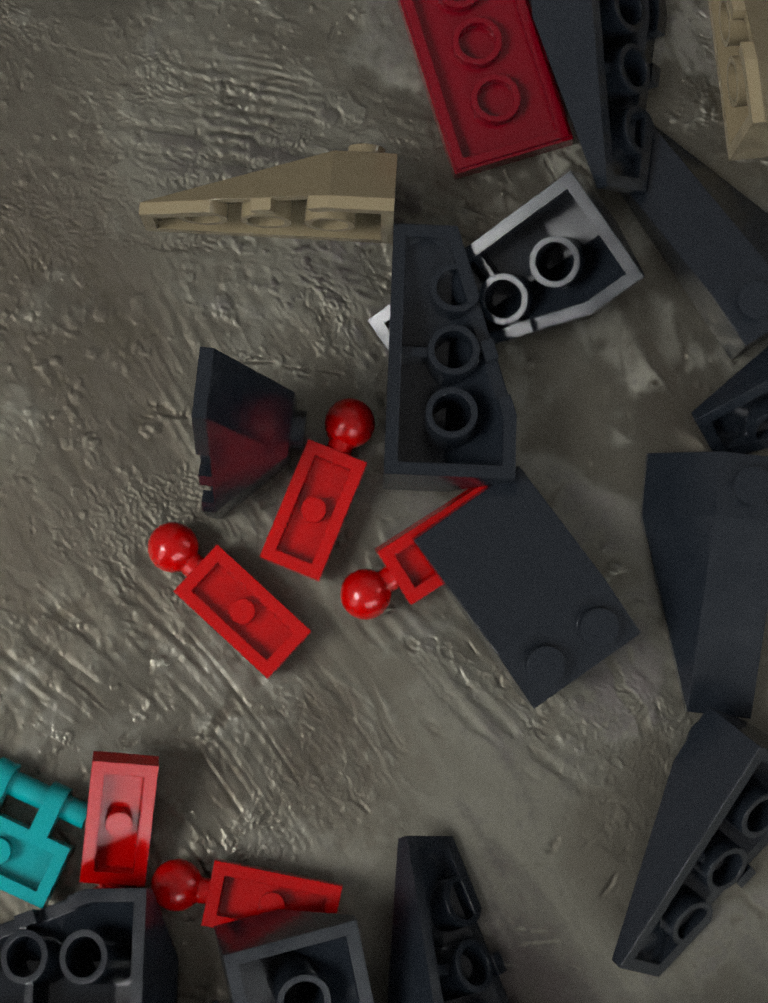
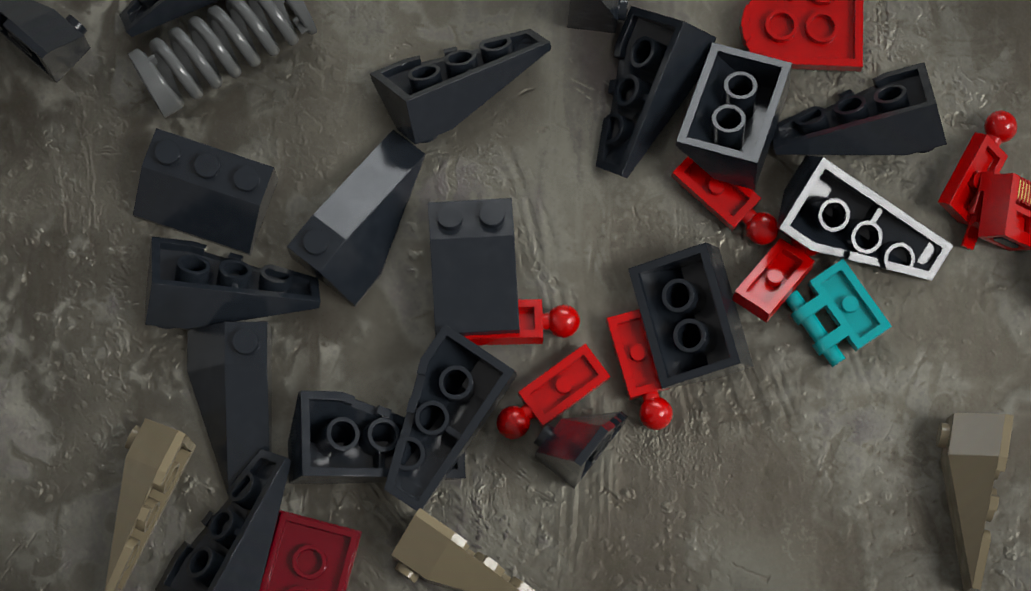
camera: 150 degrees left, 5 degrees down
(198, 698) = (690, 316): none -> black slope

